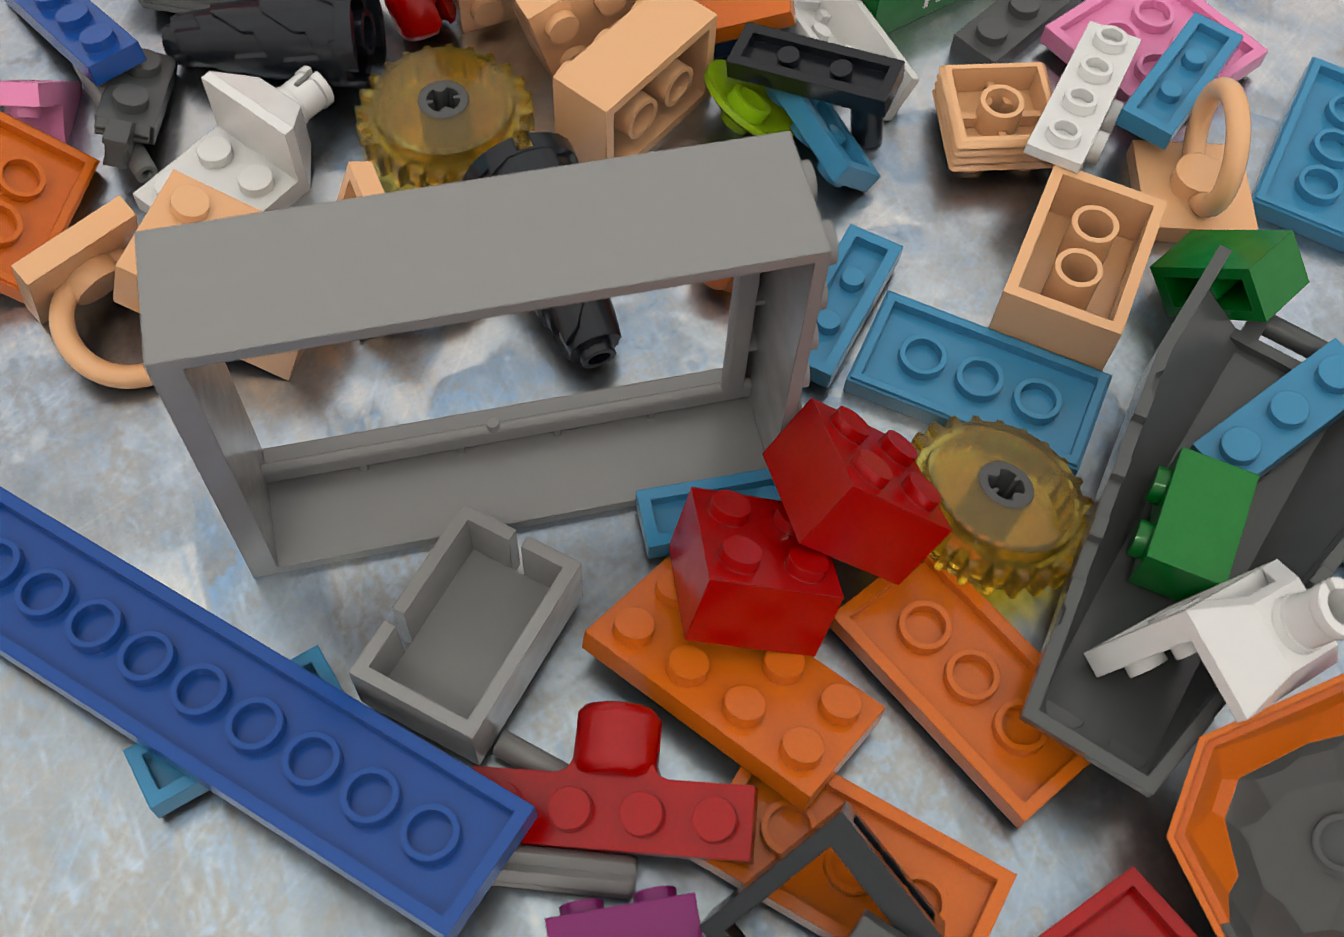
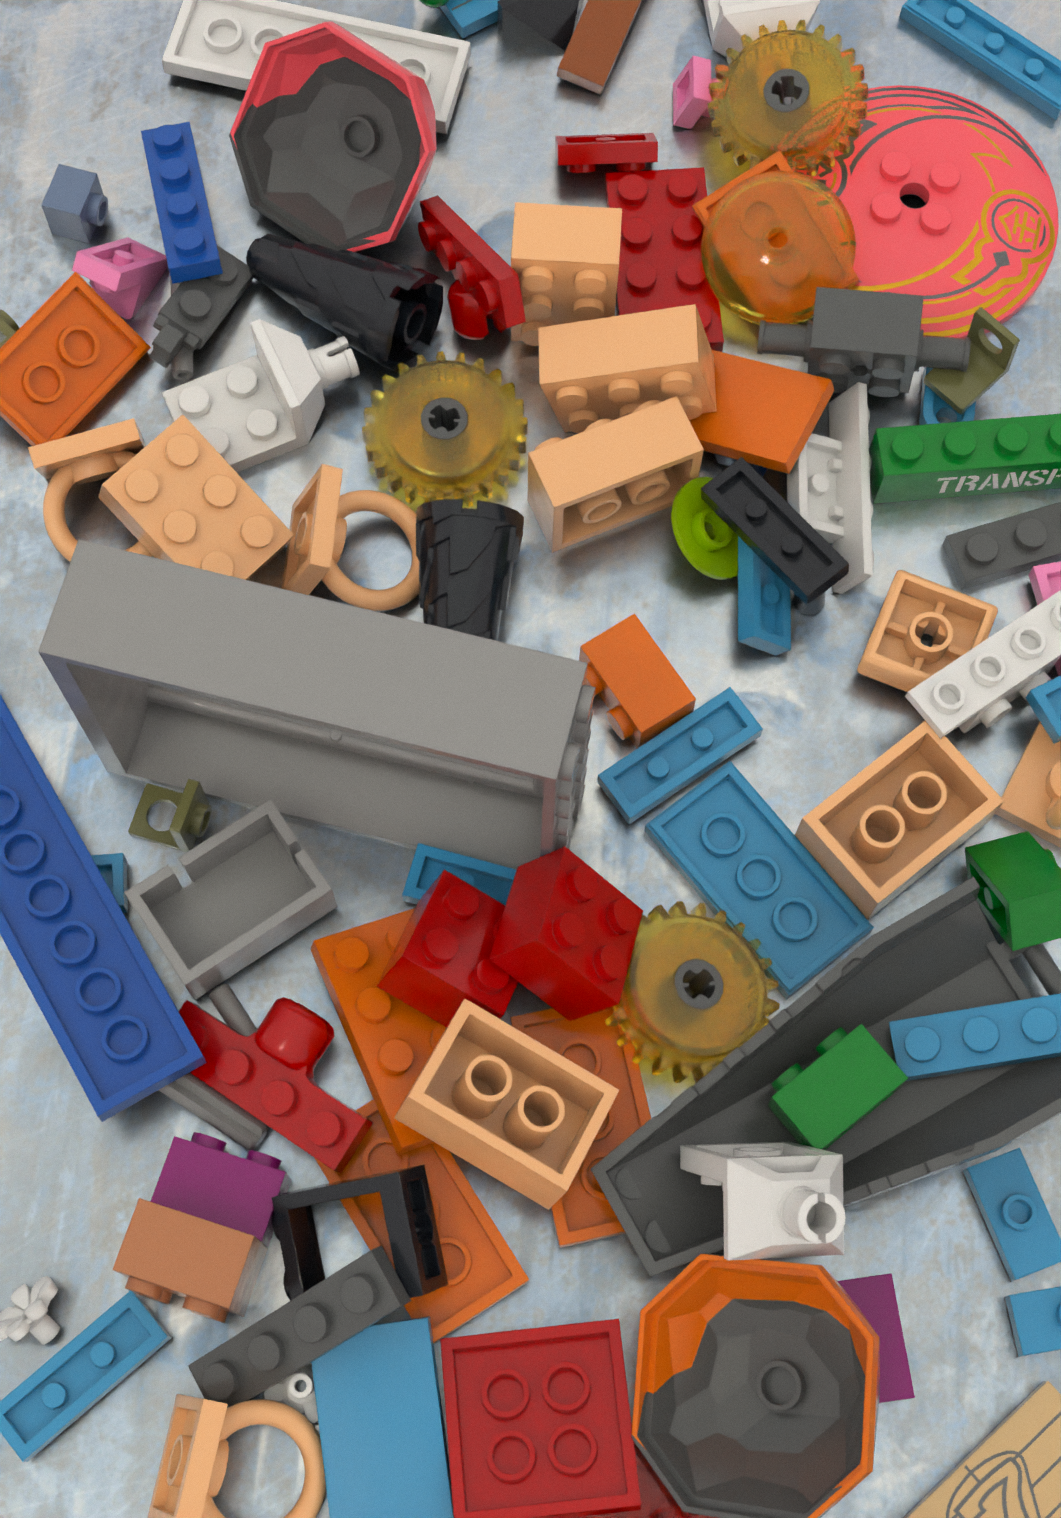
camera: 30 degrees right, 10 degrees up
(374, 574) = (188, 822): none -> olive bracket
(903, 689) = (507, 1104): none -> light nougat brick

